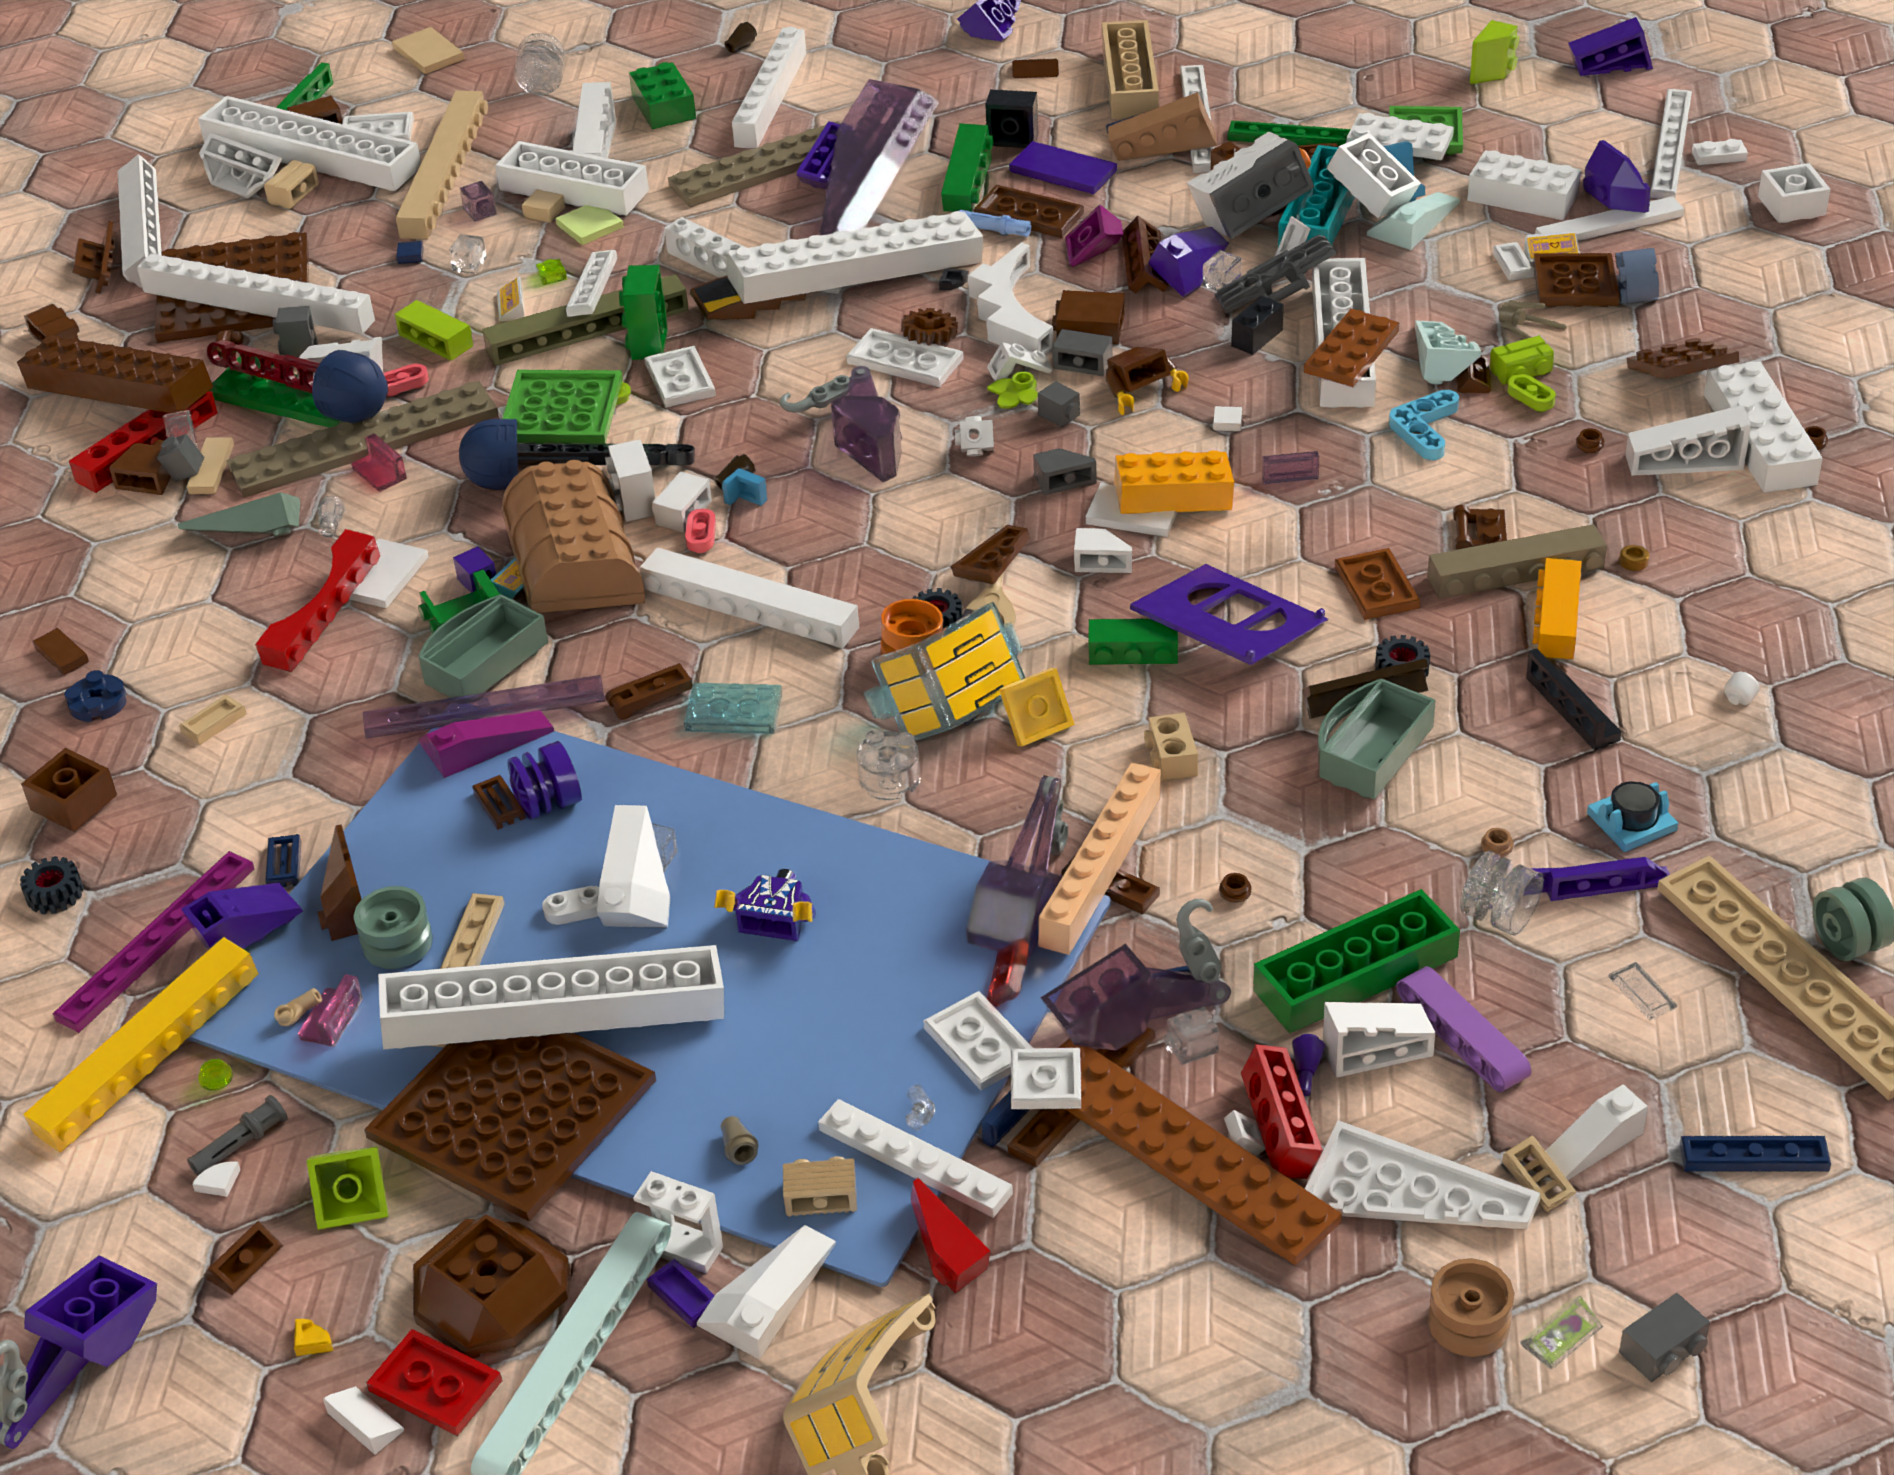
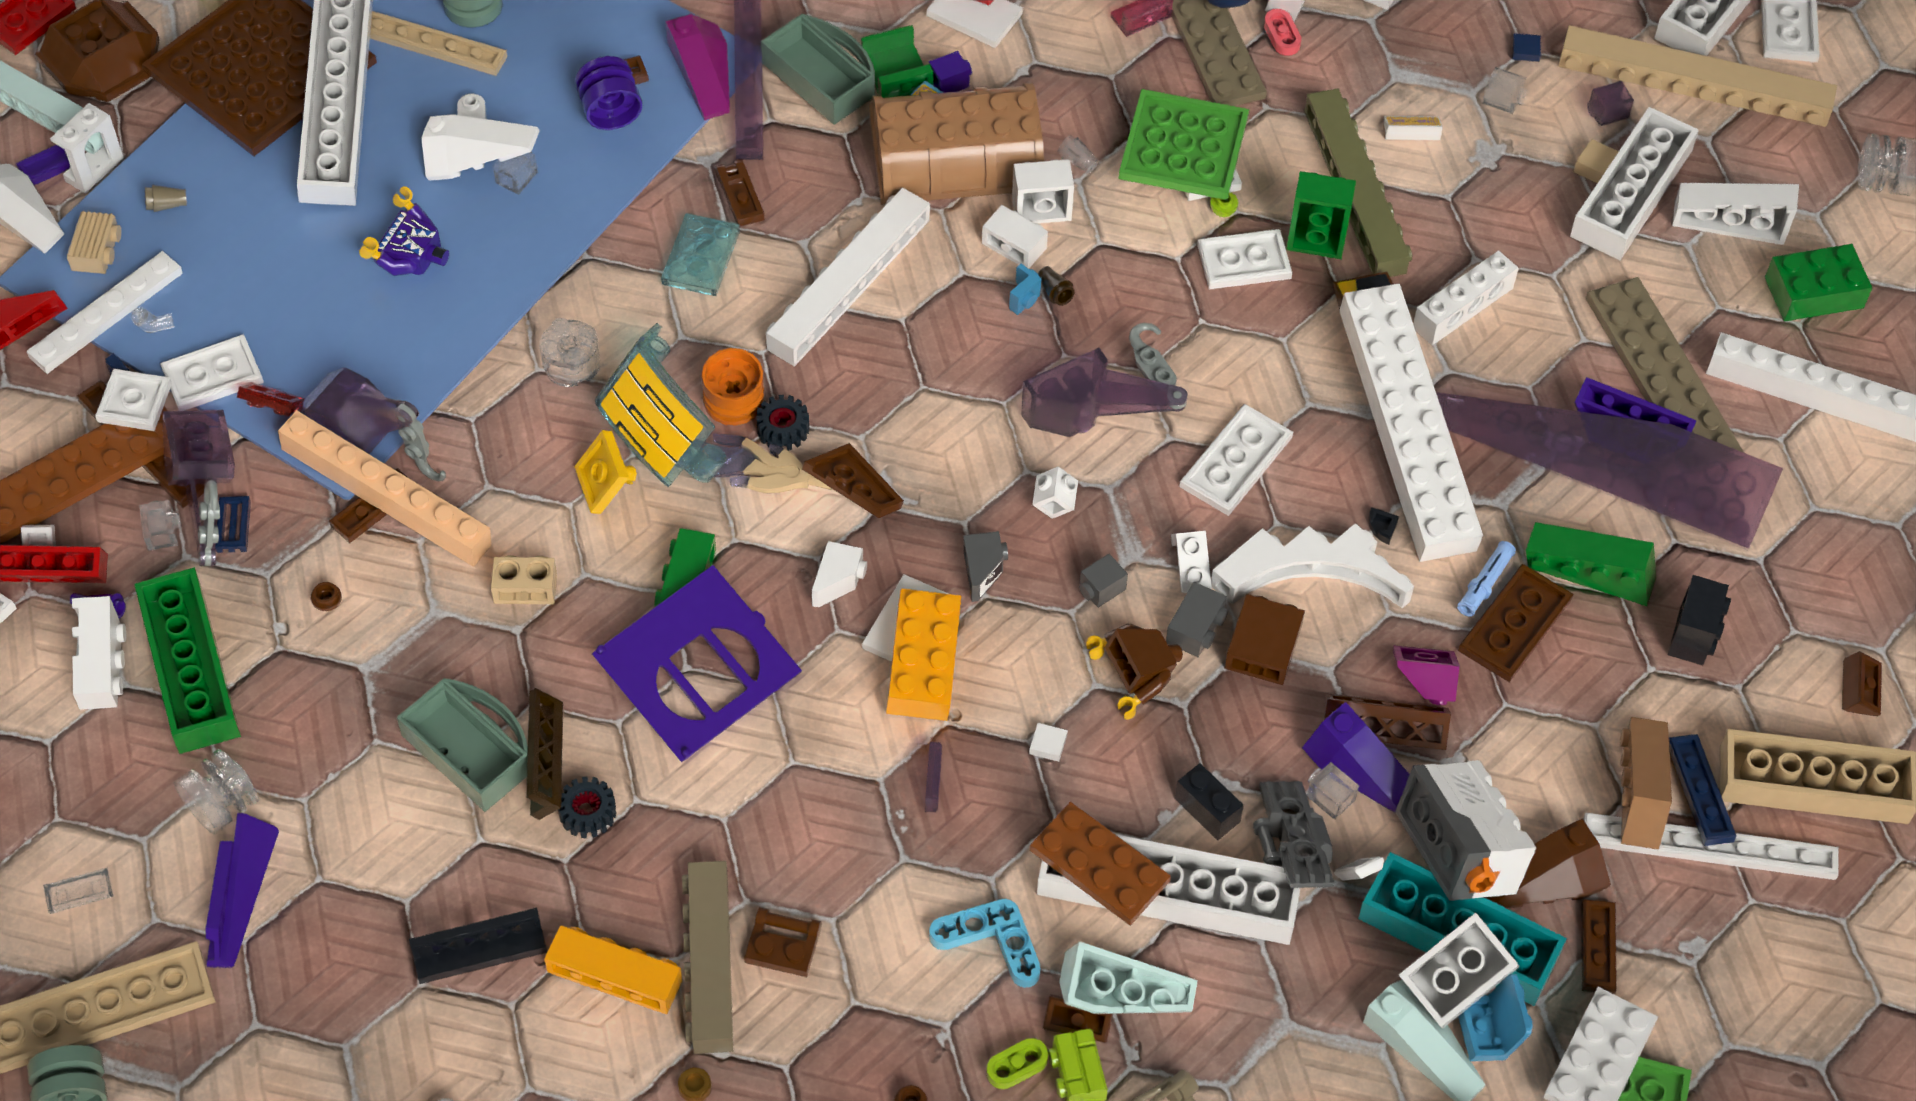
camera: 95 degrees right, 15 degrees up
(434, 330) = (1363, 57): lime brick -> none
(492, 455) = (1101, 89): piece -> none
(551, 271) = (1466, 163): clear neon green plate -> none
(589, 223) = (1557, 202): yellowish green tile -> none
(591, 283) = (1411, 185): white tile -> none
(700, 530) = (968, 249): coral plate -> none
(929, 326) = (1263, 484): reddish brown gear -> none
(1015, 390) = (1142, 548): lime plate -> none
(1063, 167) = (1608, 673): dark purple tile -> none
(1301, 135) = (1654, 938): green tile -> none
(1377, 583) = (724, 820): dark orange tile -> none
(1465, 1029) = (86, 730): medium lavender beam -> none
(1497, 841) = (306, 816): medium nougat plate -> none
(1632, 813) = (299, 952): piece -> none

